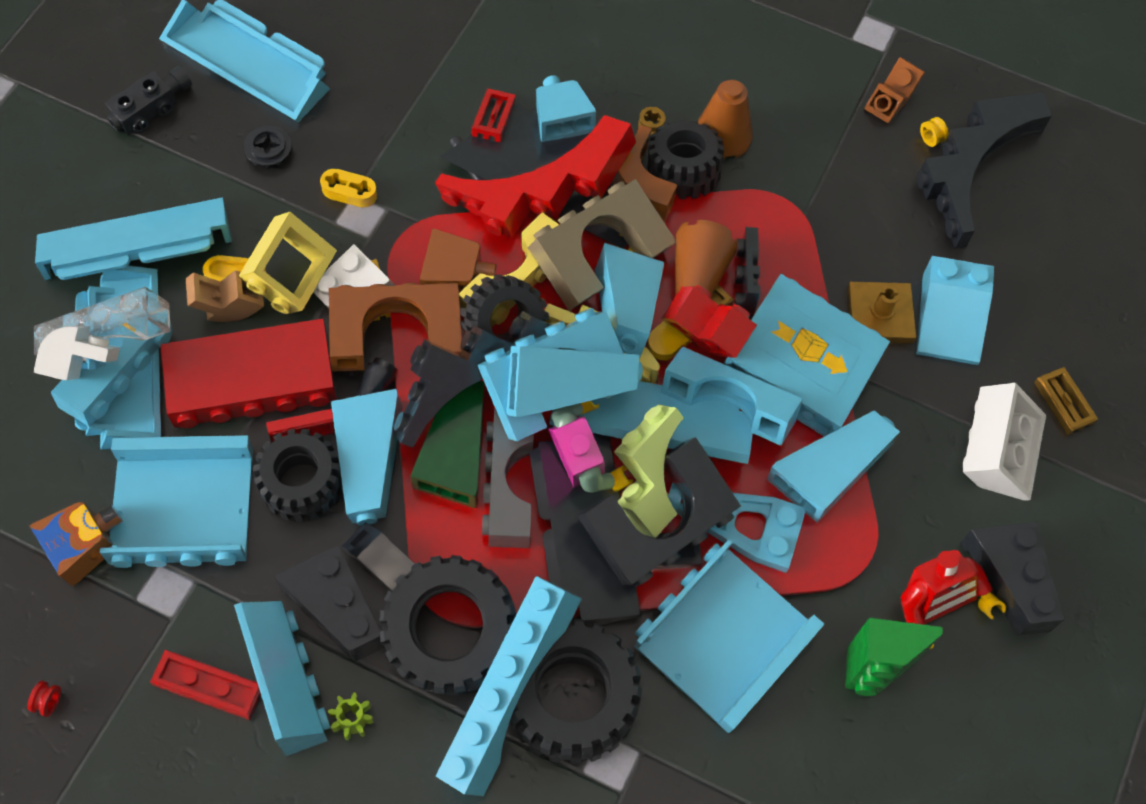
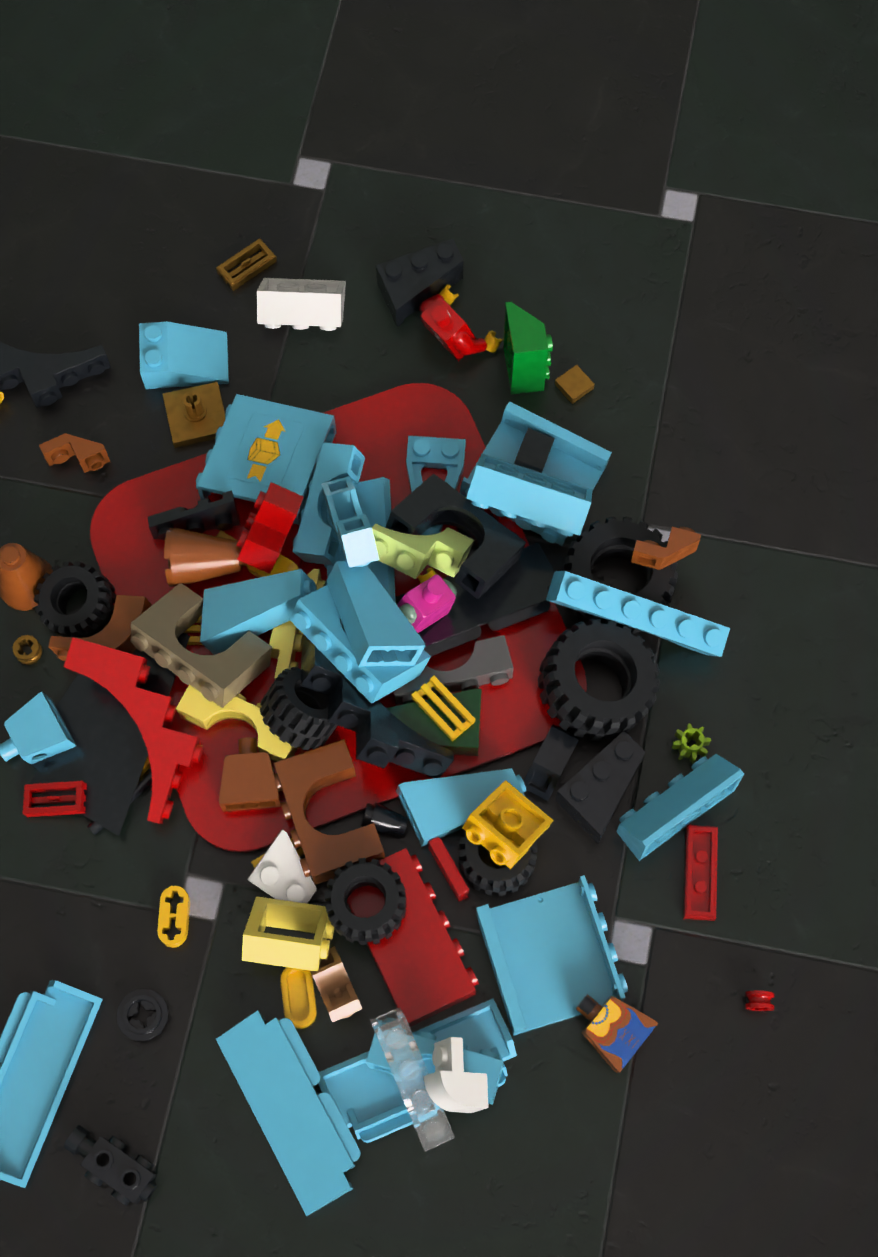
camera: 100 degrees left, 5 degrees up
(280, 304) = (361, 875): none -> black tyre
(311, 473) = (506, 825): none -> yellow plate
(457, 437) = (447, 695): none -> yellow tile
(576, 746) = (680, 544): none -> dark orange slope
(656, 375) = (349, 523): none -> medium azure arch
(691, 604) = (530, 495): none -> medium azure slope
(743, 629) = (534, 450): none -> black slope
(830, 466) = (364, 420): medium azure slope -> none
(844, 724) = (574, 384): none -> pearl gold tile
(854, 195) = (89, 453): none -> dark orange slope

